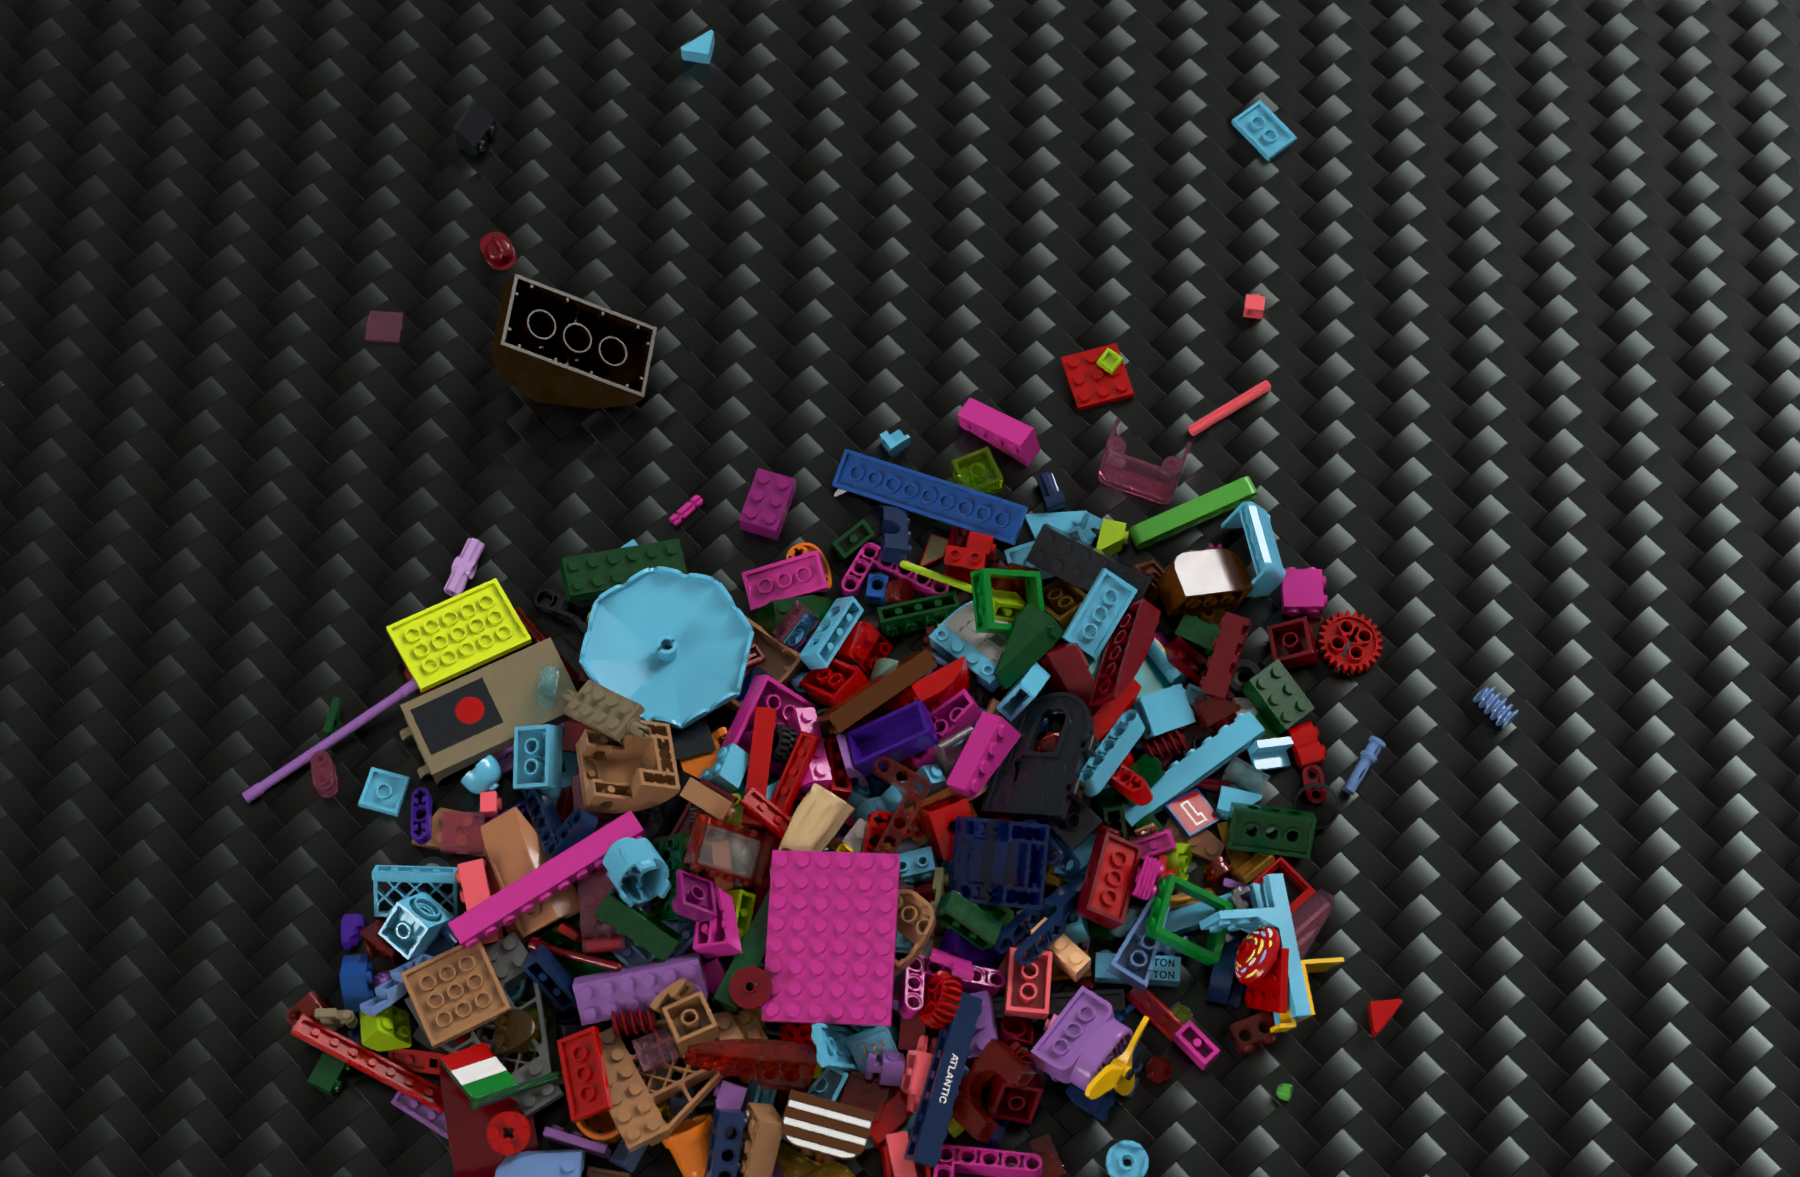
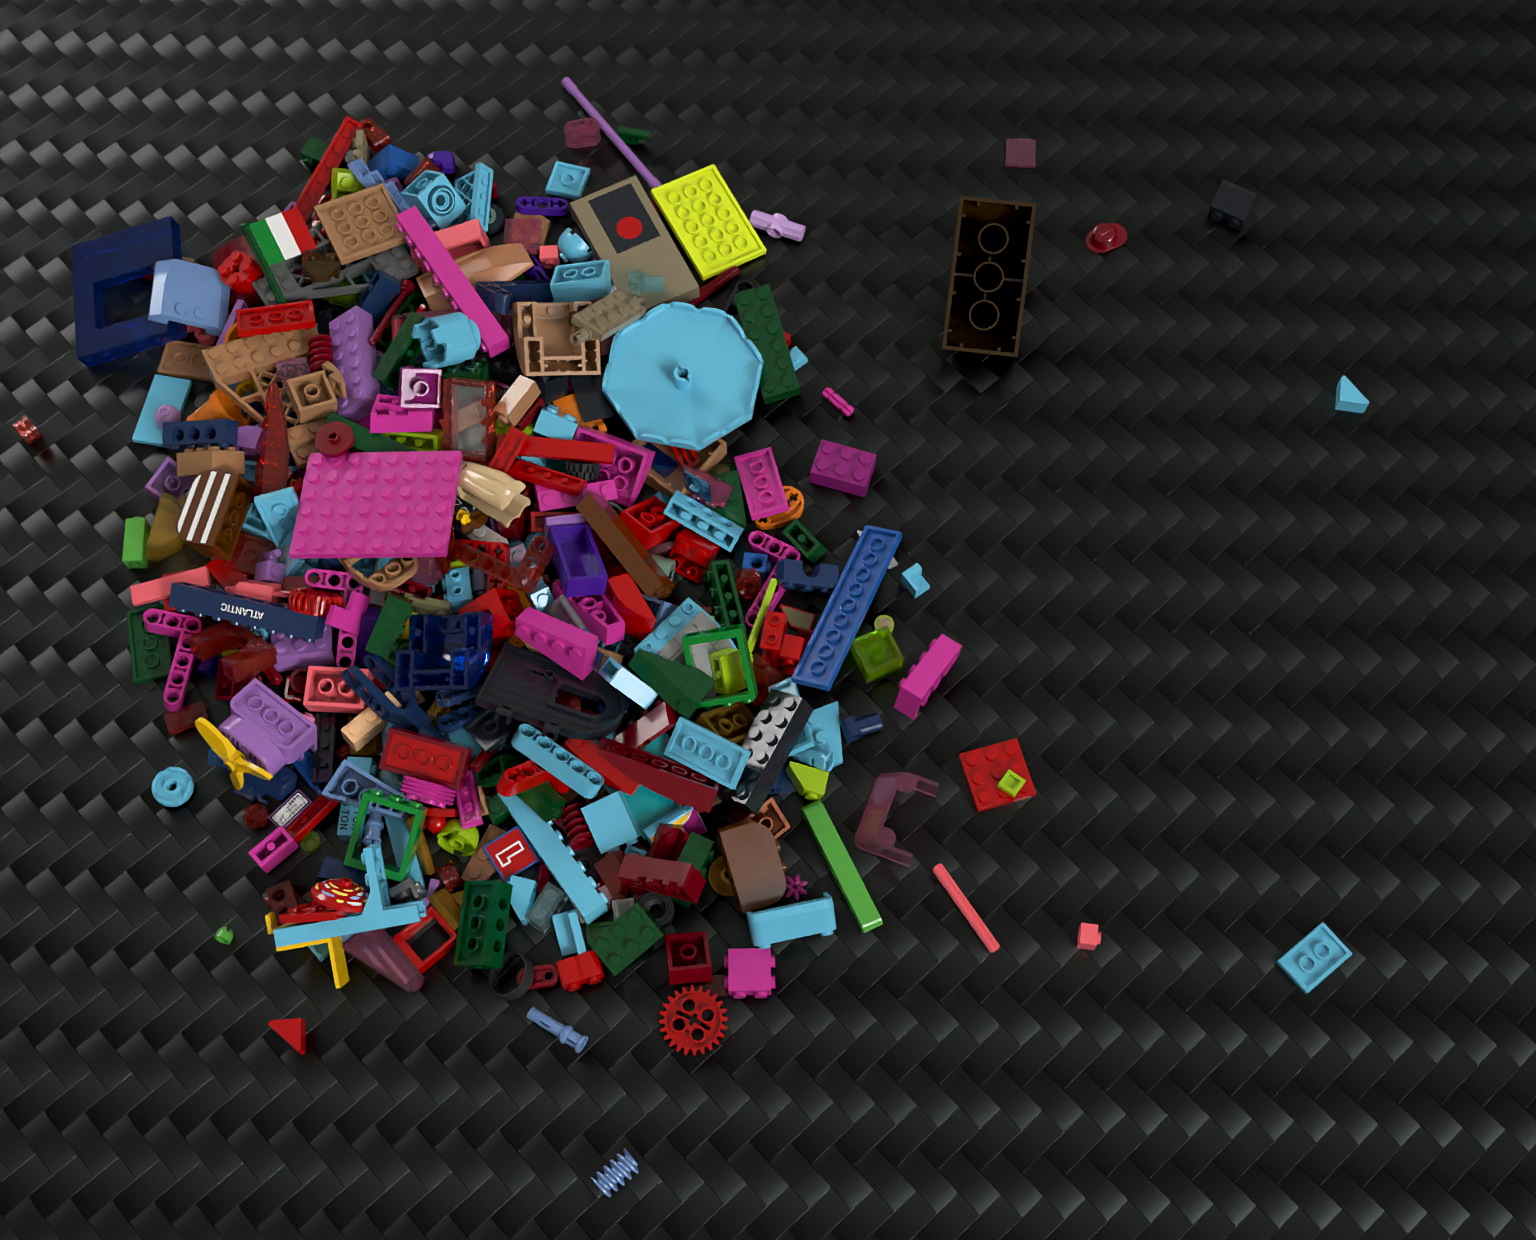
camera: 90 degrees right, 0 degrees up
(942, 471) = (882, 621): none -> tile
(1152, 1039) = (290, 809): none -> tile

